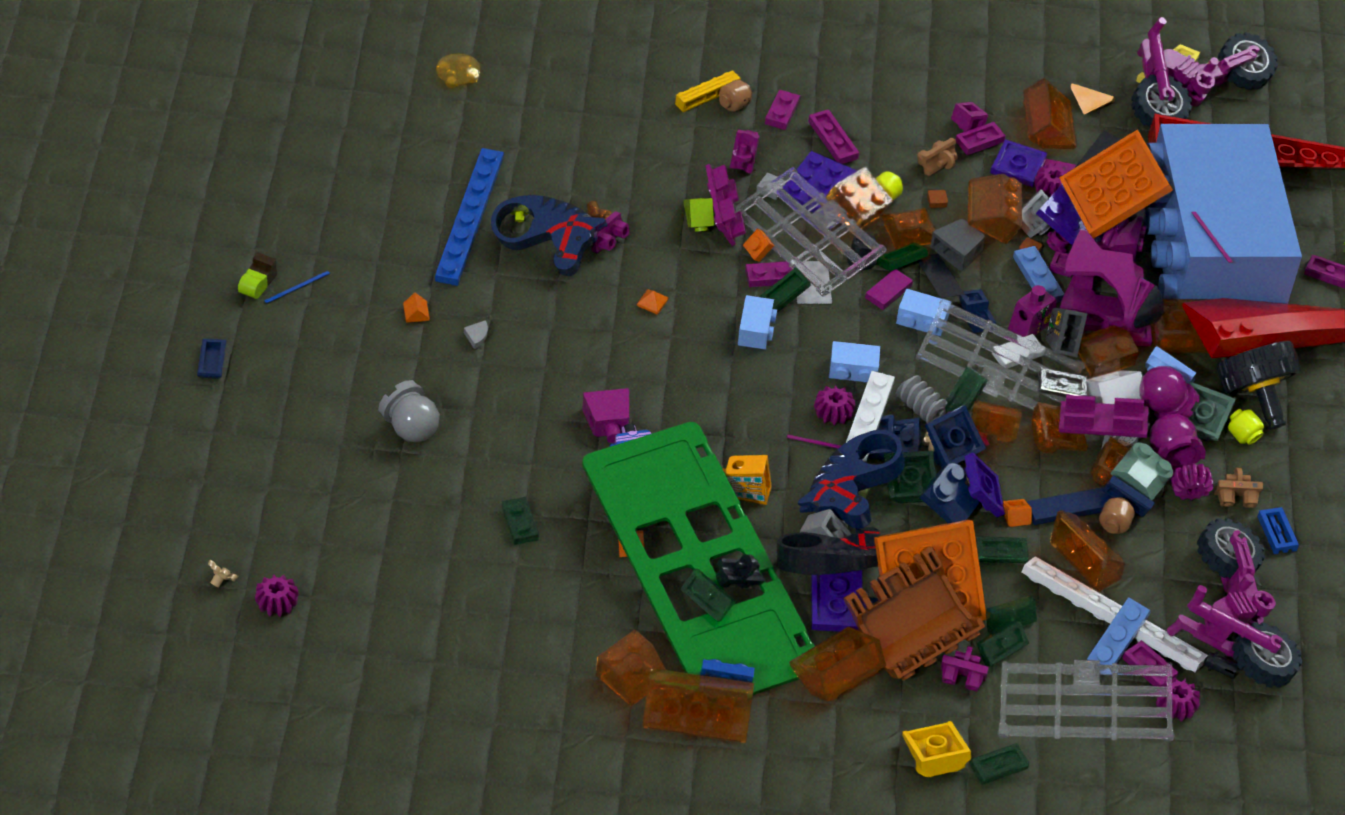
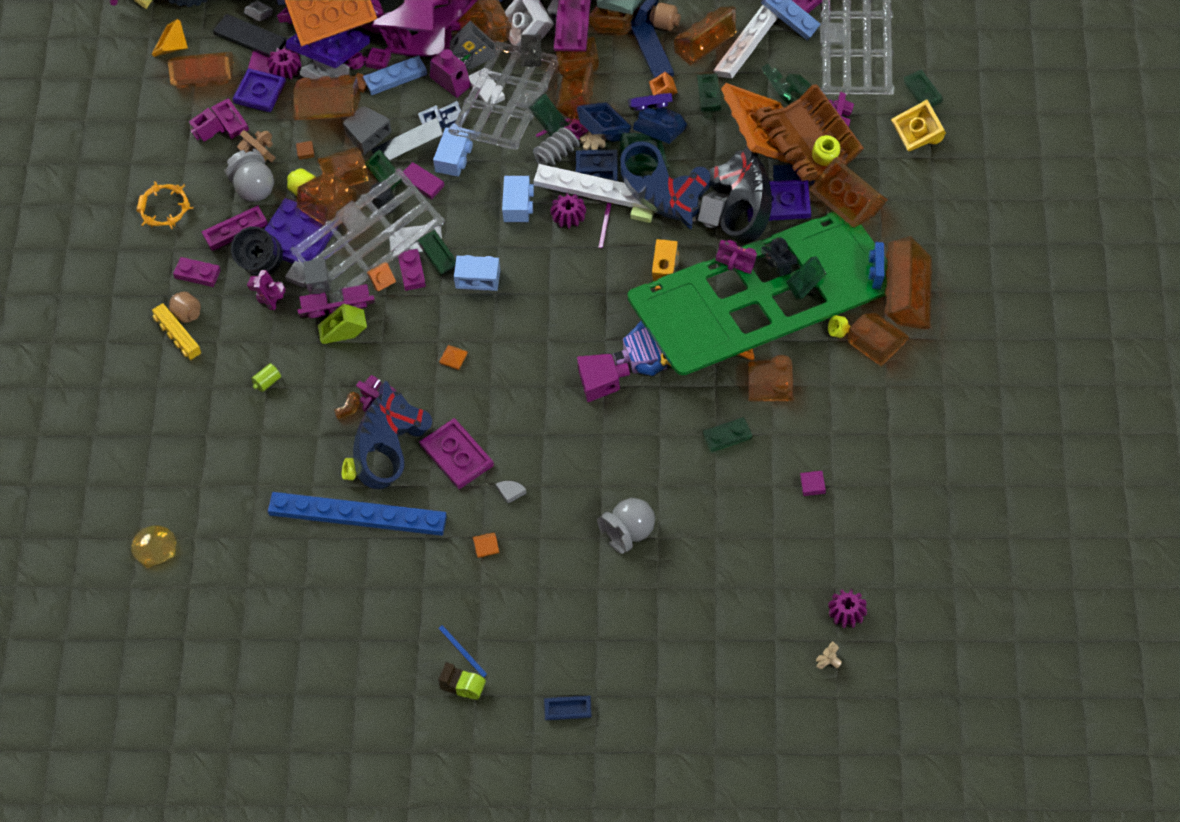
camera: 85 degrees left, 10 degrees up
(444, 588) = (812, 483): none -> magenta tile
(530, 295) = (456, 453): none -> magenta tile
(587, 565) = (771, 379): none -> clear orange slope
(641, 152) = (265, 377): none -> lime piece
(650, 632) = (838, 326): none -> neon yellow tile
(737, 524) = (736, 256): none -> magenta hips
(742, 175) = (317, 276): none -> dark grey slope
(791, 140) = (250, 243): none -> black wheel
(870, 69) = (170, 221): none -> light orange piece
(891, 143) = (250, 175): none -> light grey tile
(893, 635) = (825, 150): none -> neon yellow head

